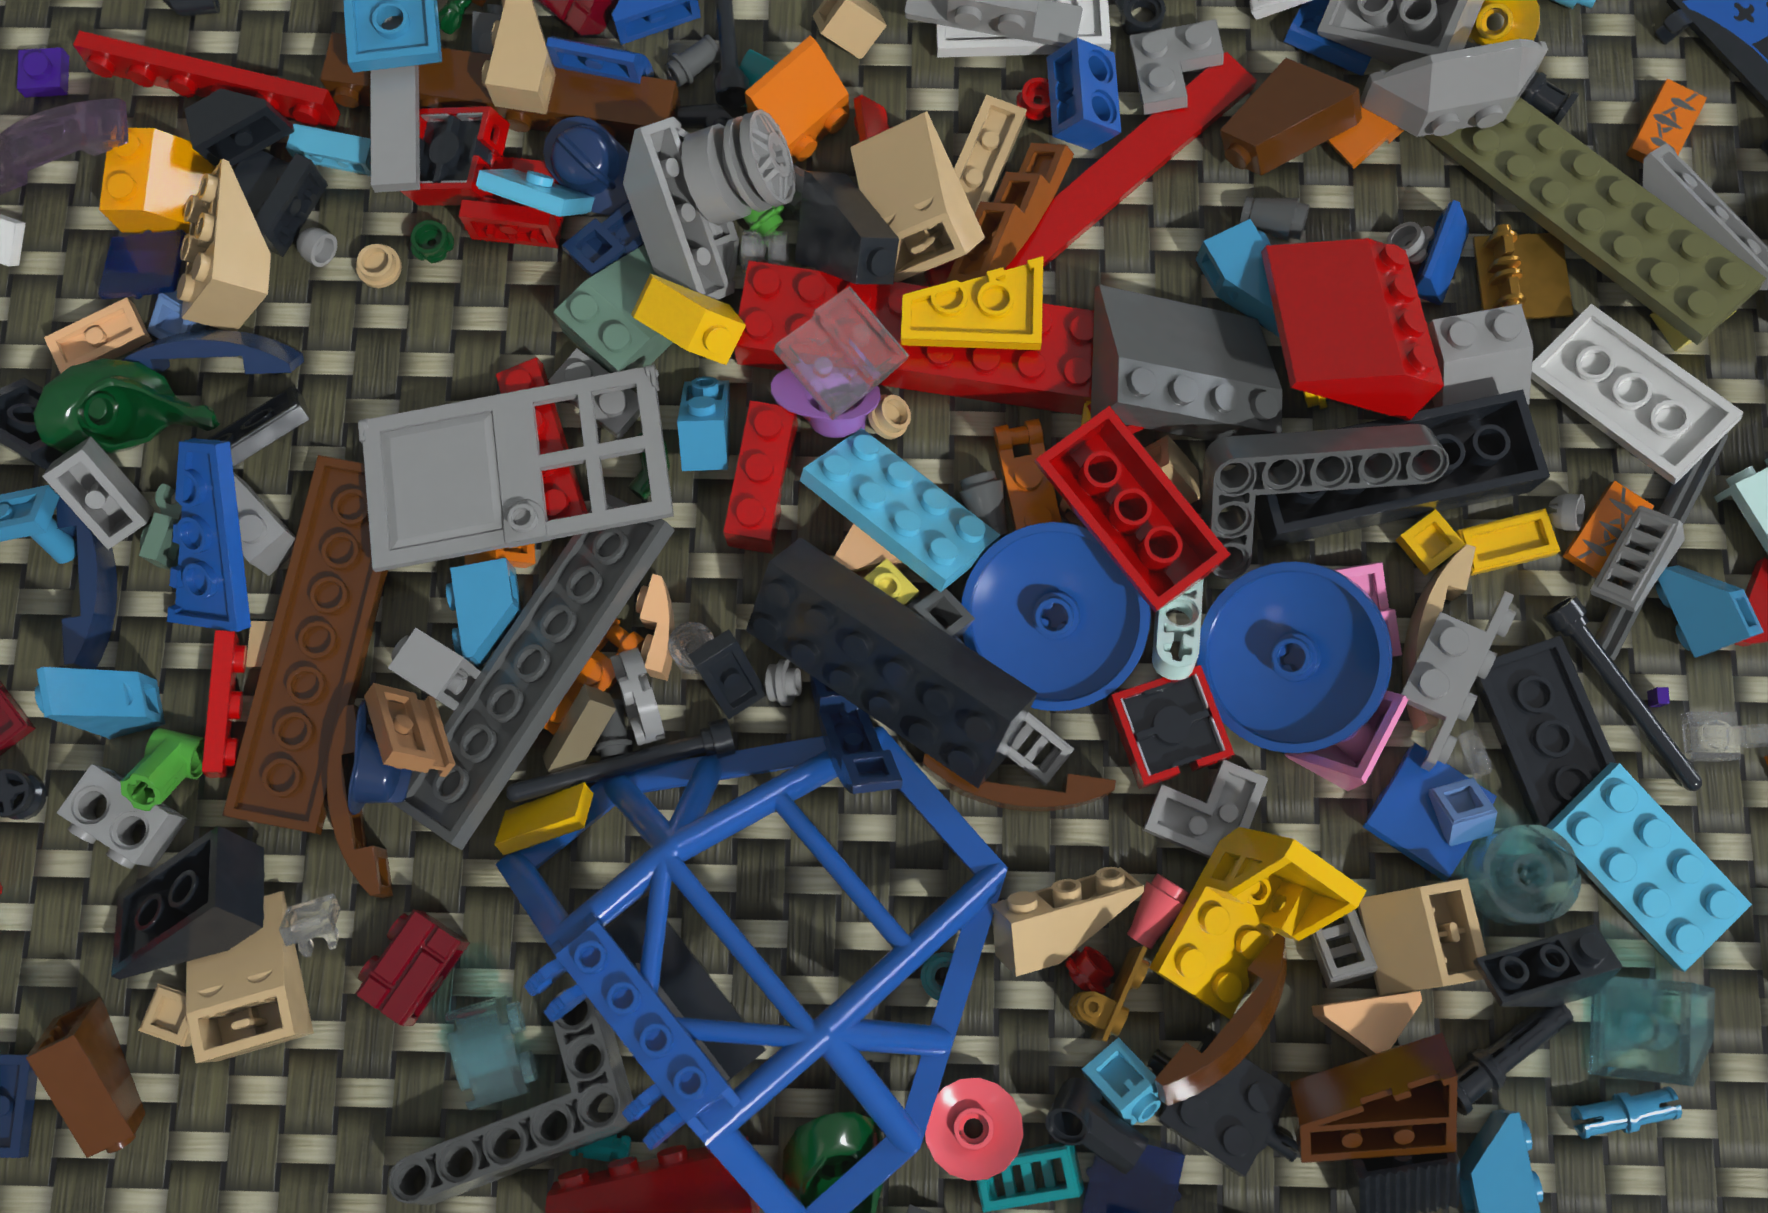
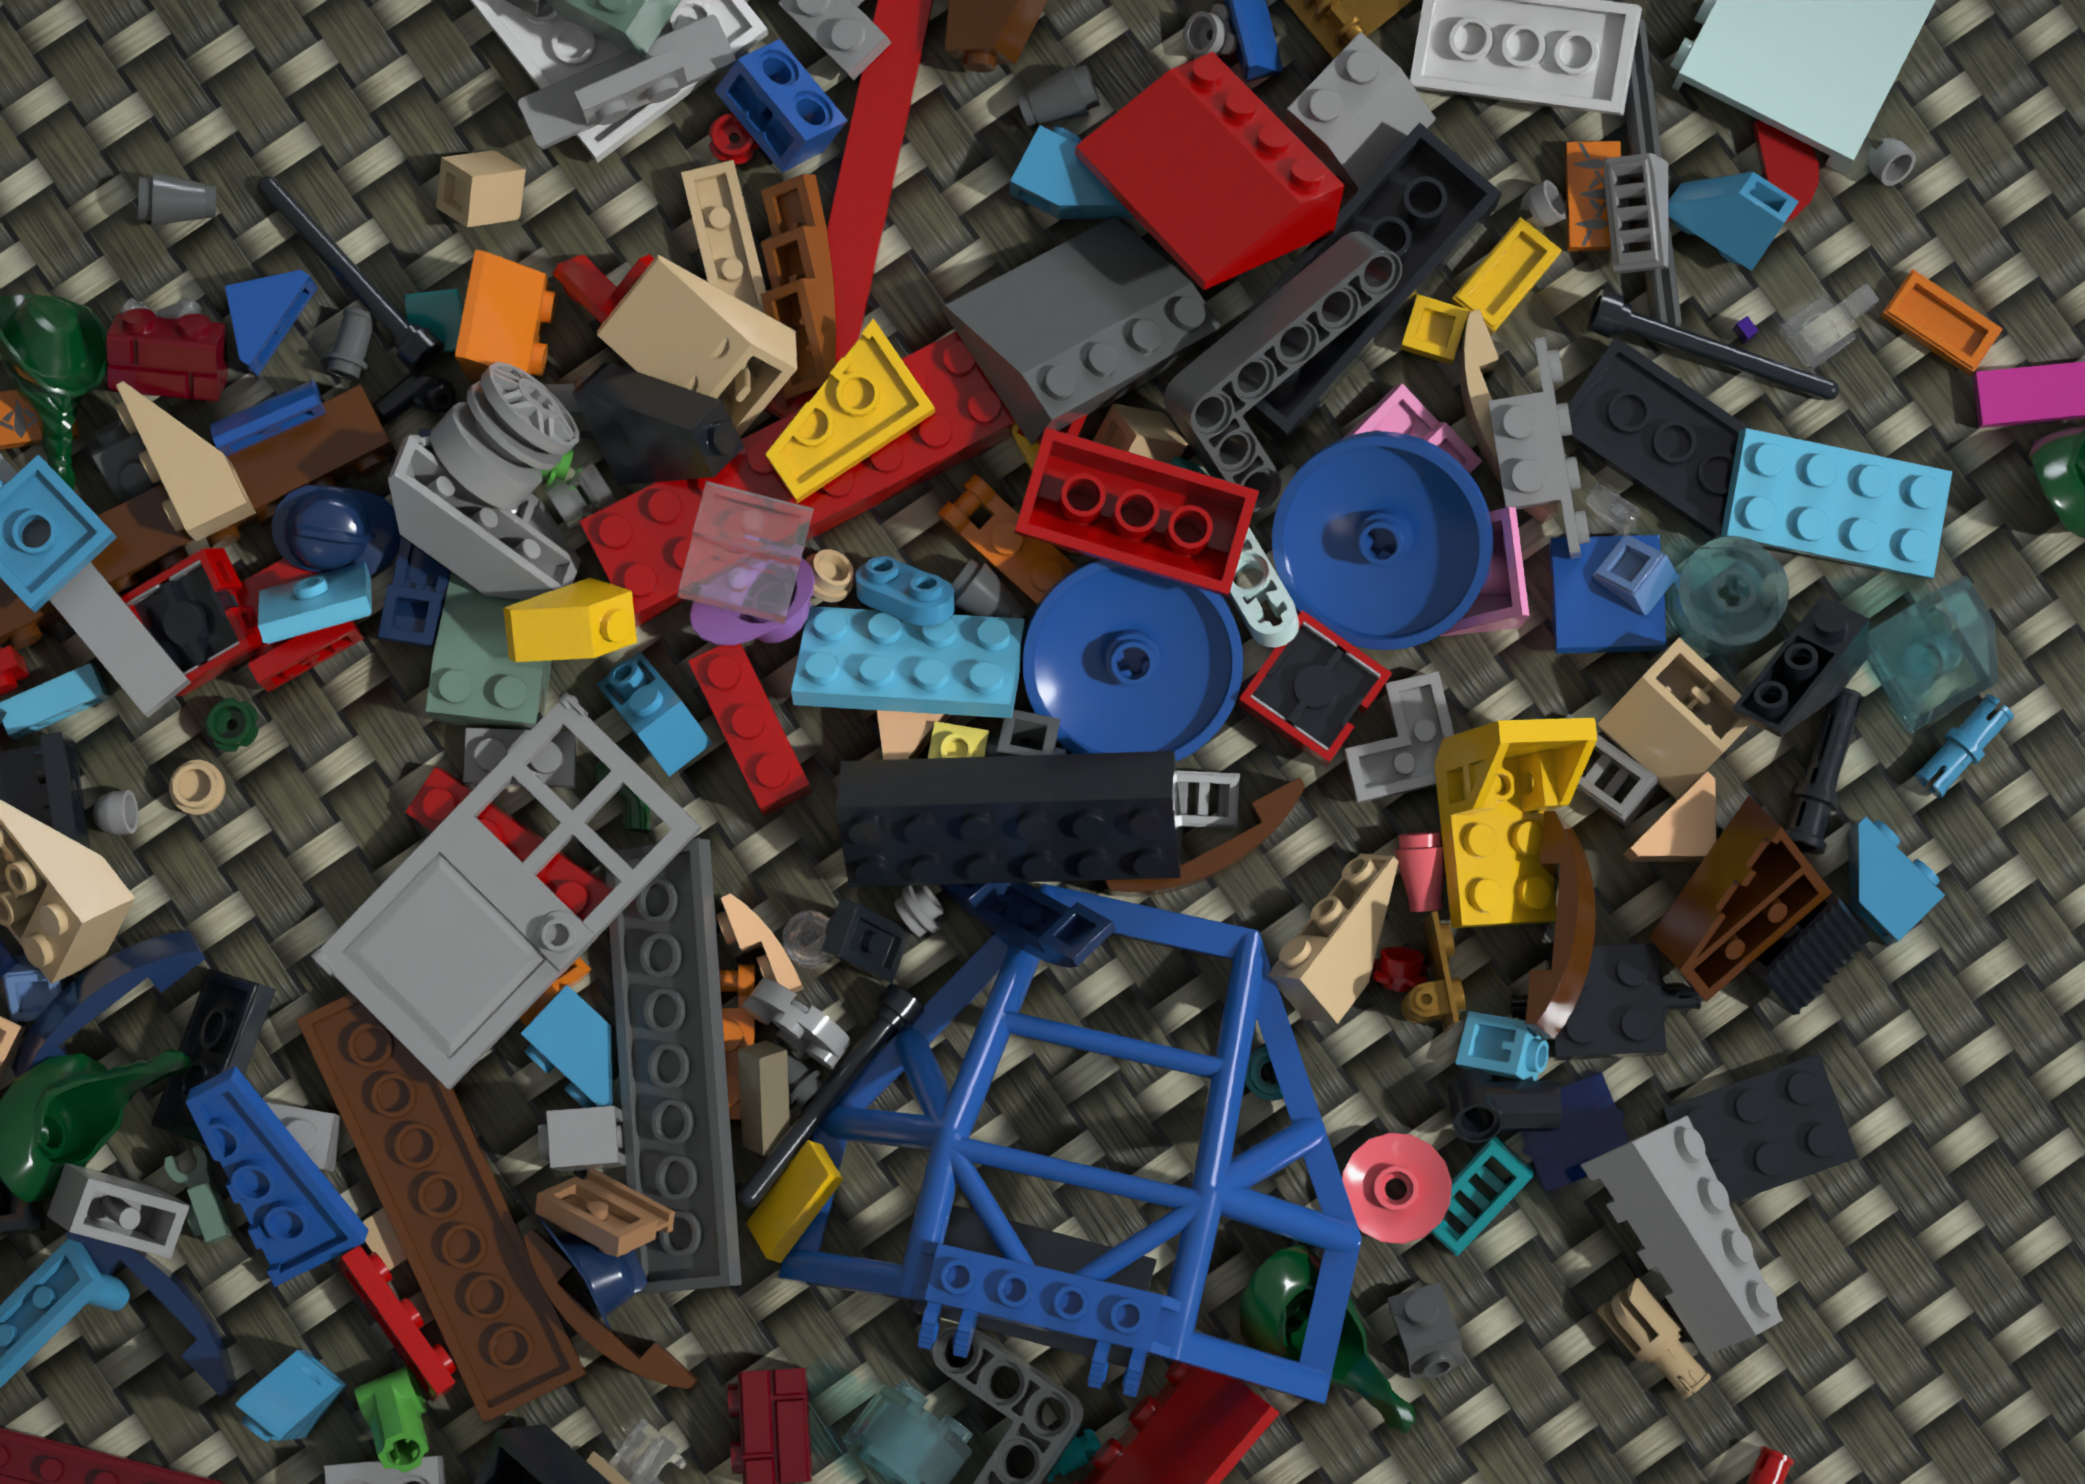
camera: 40 degrees left, 5 degrees up
(932, 460) = (904, 591): none -> dark azure plate

